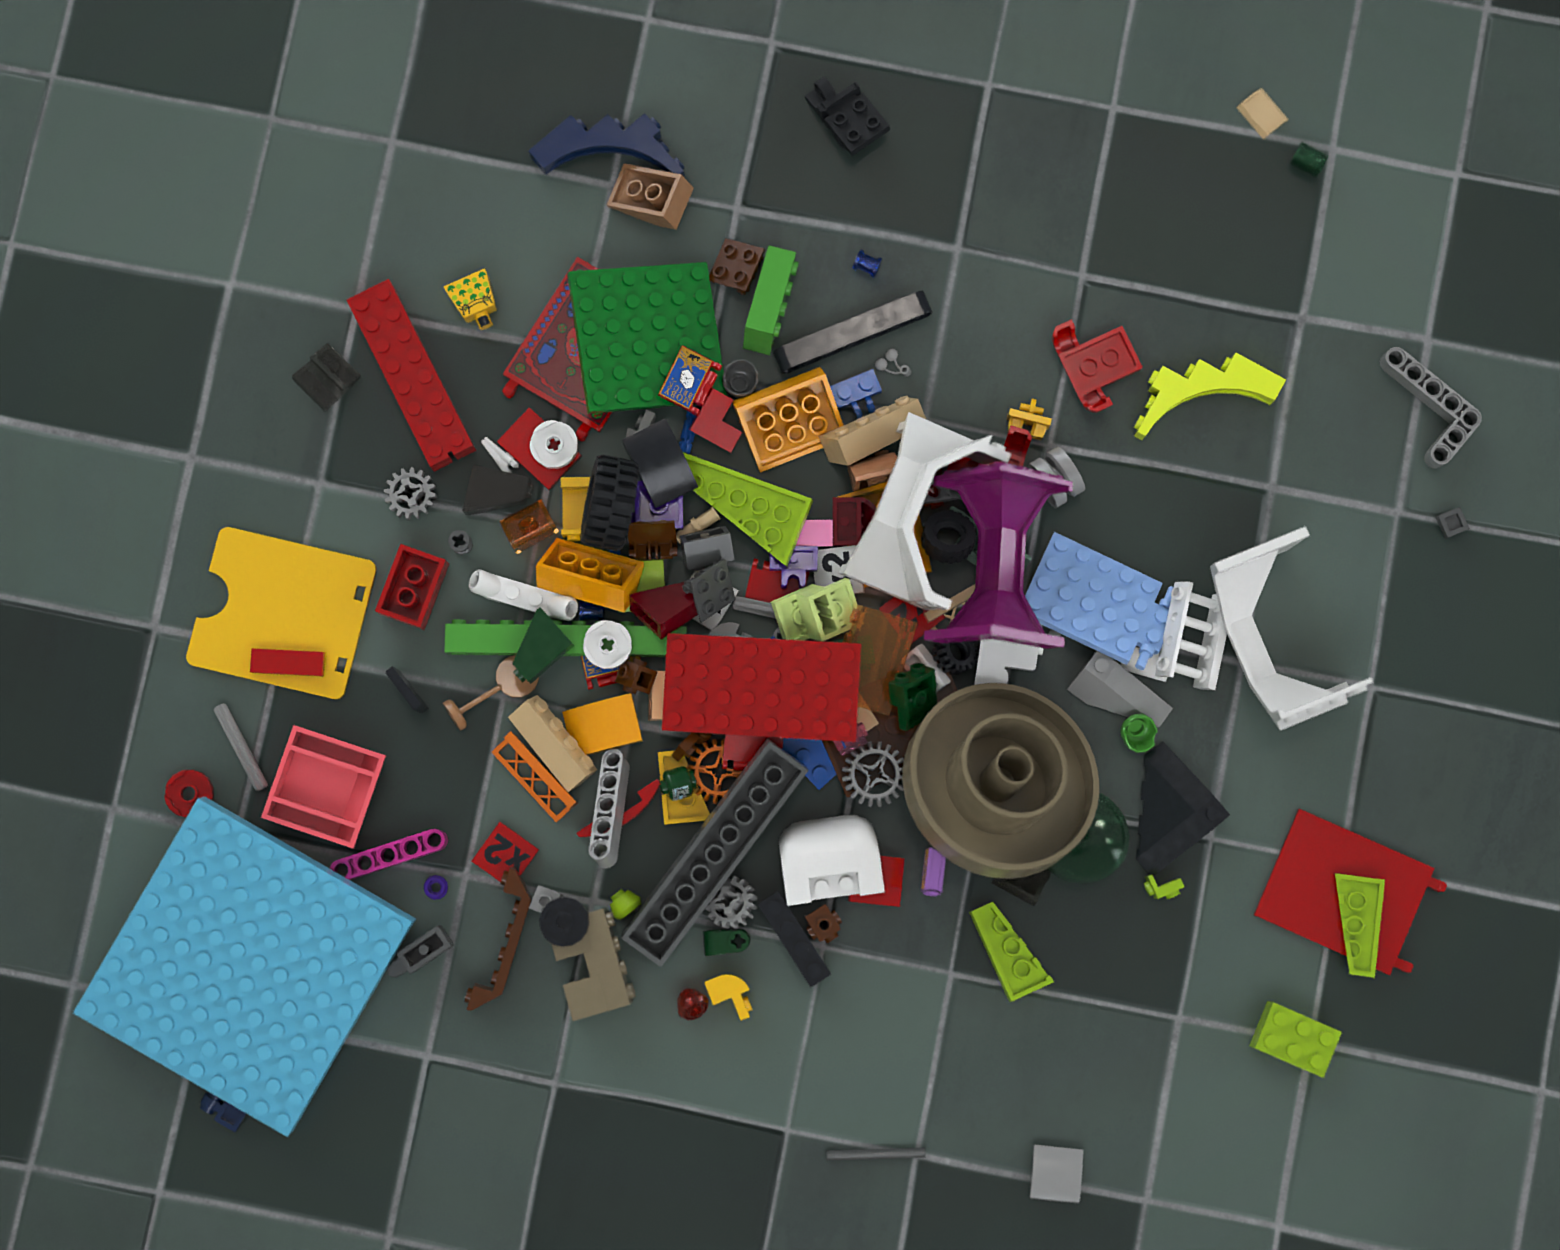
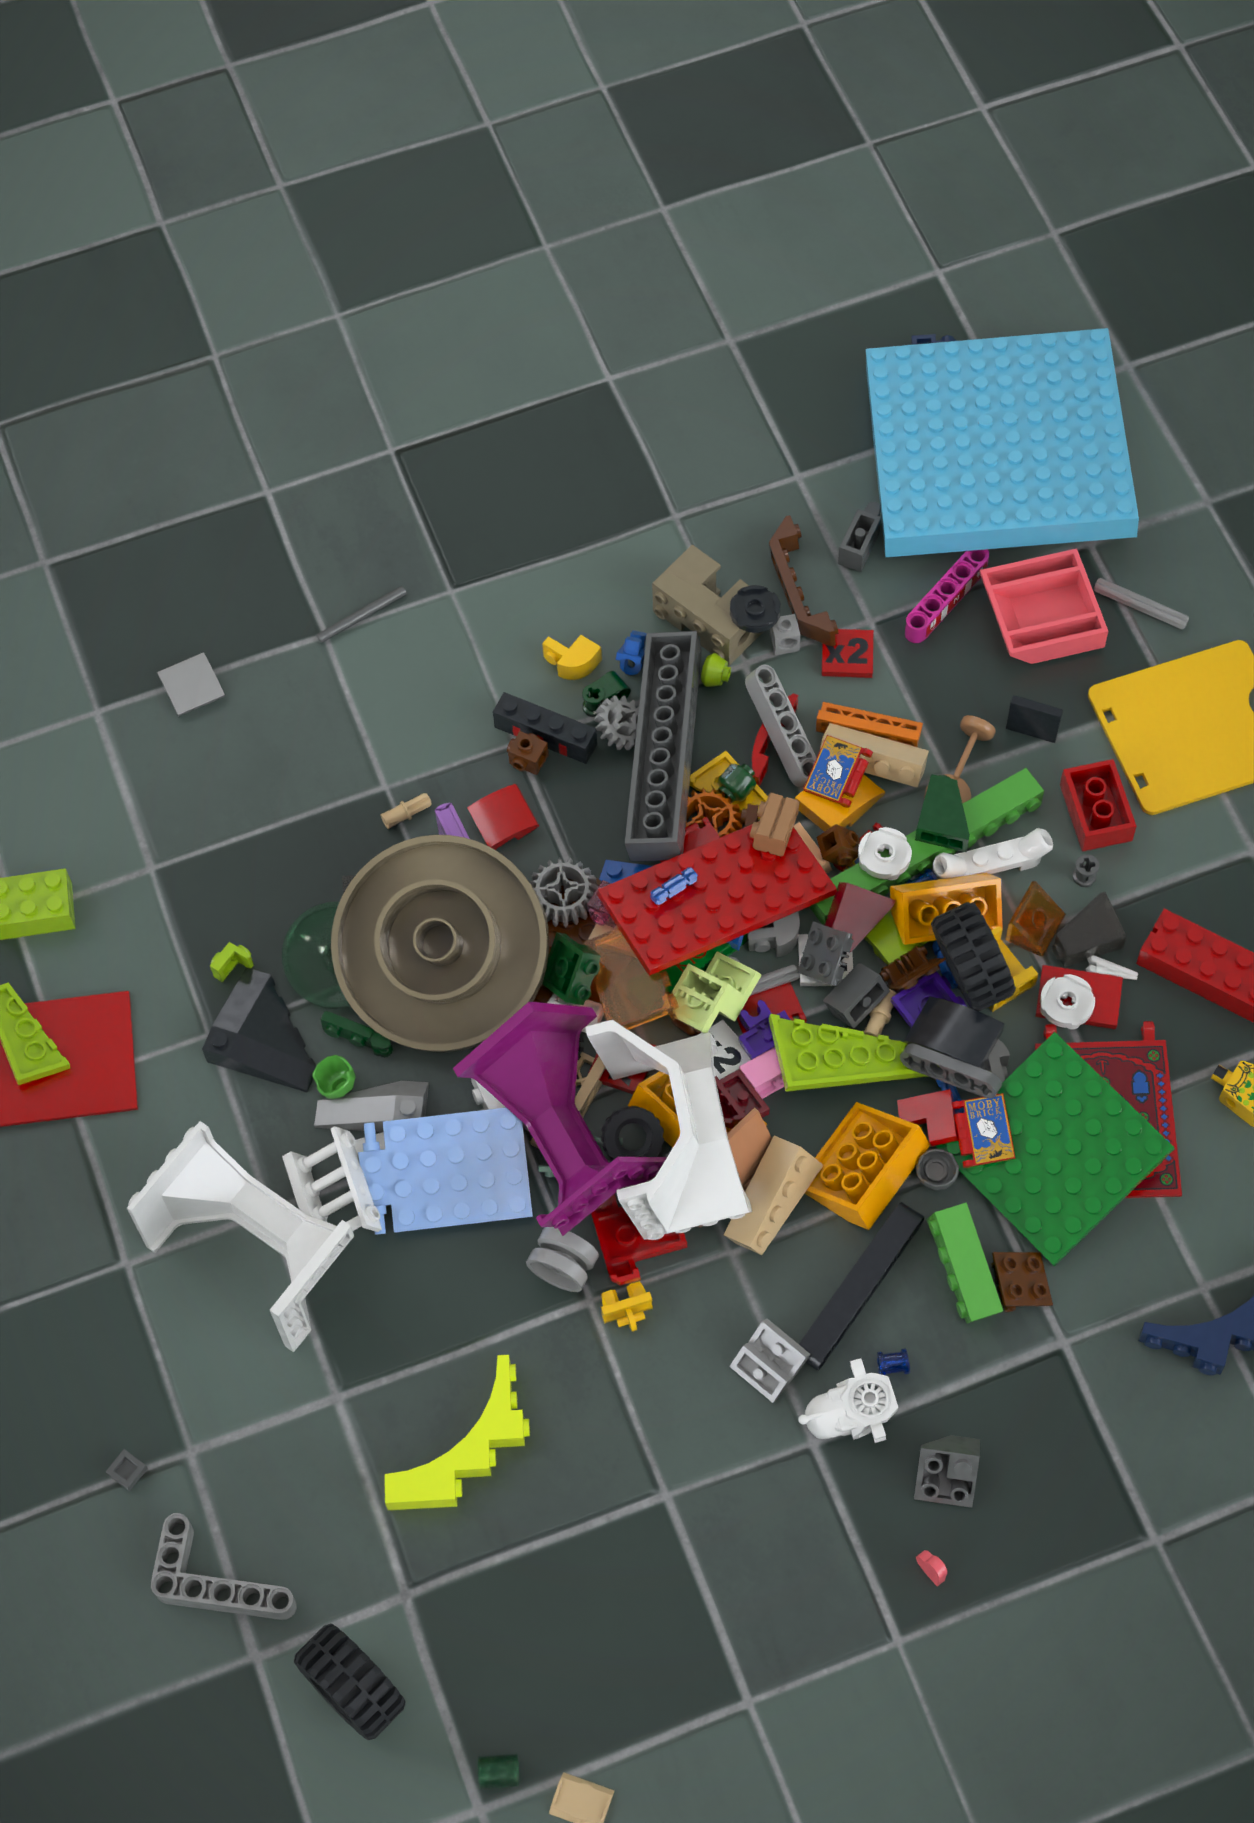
camera: 150 degrees right, 20 degrees down
(179, 782) = (1151, 558): red tile -> none
(287, 662) = (1156, 686): red tile -> none
(401, 495) = (1159, 874): light grey gear -> none
(428, 887) = (888, 589): dark purple plate -> none
(595, 738) = (837, 771): none -> piece
(651, 195) = (1156, 1293): medium nougat slope -> none
(678, 964) = (634, 650): none -> blue hips
(681, 711) = (775, 824): none -> medium nougat brick
(683, 435) = (950, 1070): none -> dark grey beam
(691, 1004) = (601, 629): clear red cone -> none
(796, 703) = (673, 886): none -> axle
(830, 859) = (558, 804): white piece -> none
(848, 115) = (1016, 1503): black plate -> none
(857, 389) = (818, 1235): hinge -> none
(879, 165) = (948, 1471): none -> flat silver slope
(892, 355) = (806, 1289): light grey piece -> none
(923, 243) = (851, 1409): none -> white helmet
(935, 112) = (932, 1567): none -> coral tile
(948, 937) = (405, 810): none -> tan axle
(952, 318) = (770, 1360): none -> light grey slope
(1013, 962) = (338, 825): lime wing -> none
(1095, 362) = (593, 1403): red piece -> none
(1111, 776) = (356, 1033): none -> dark green hinge
(1384, 262) = (349, 1681): none -> black tyre

